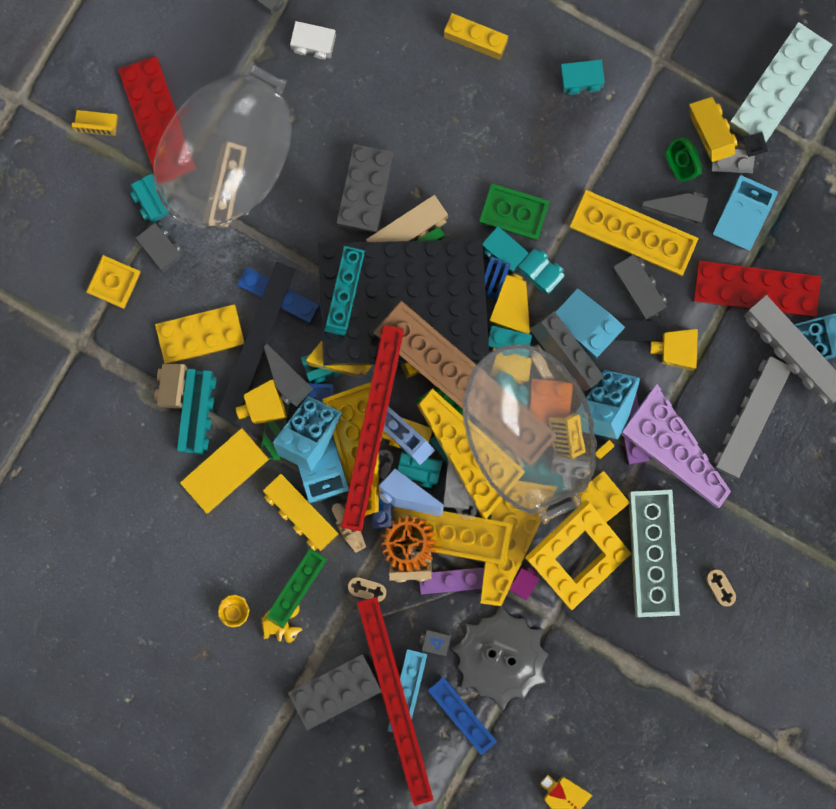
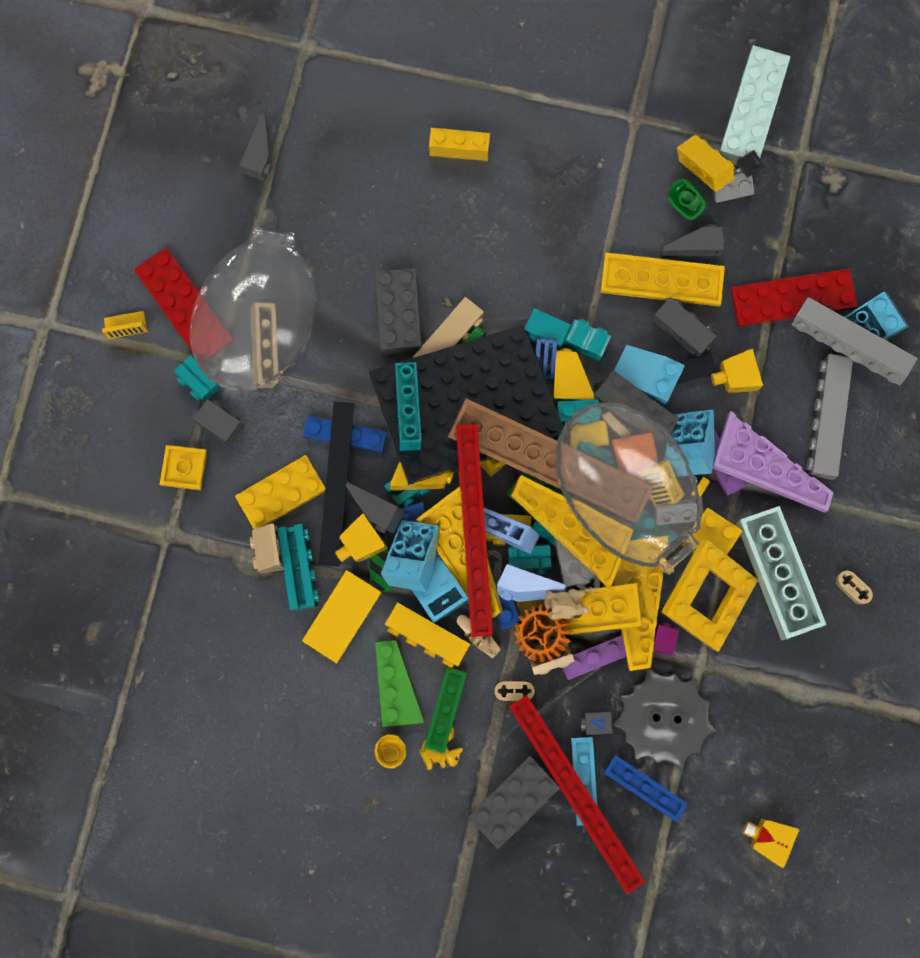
camera: 10 degrees left, 5 degrees down
(255, 557) = (395, 689): none -> bright green wing
(312, 40) = (308, 190): white brick -> none
(436, 523) = (565, 604): none -> tan animal
(514, 212) = (545, 292): green plate -> none
(582, 76) = (569, 152): teal brick -> none
(745, 212) = (760, 230): medium azure slope -> none

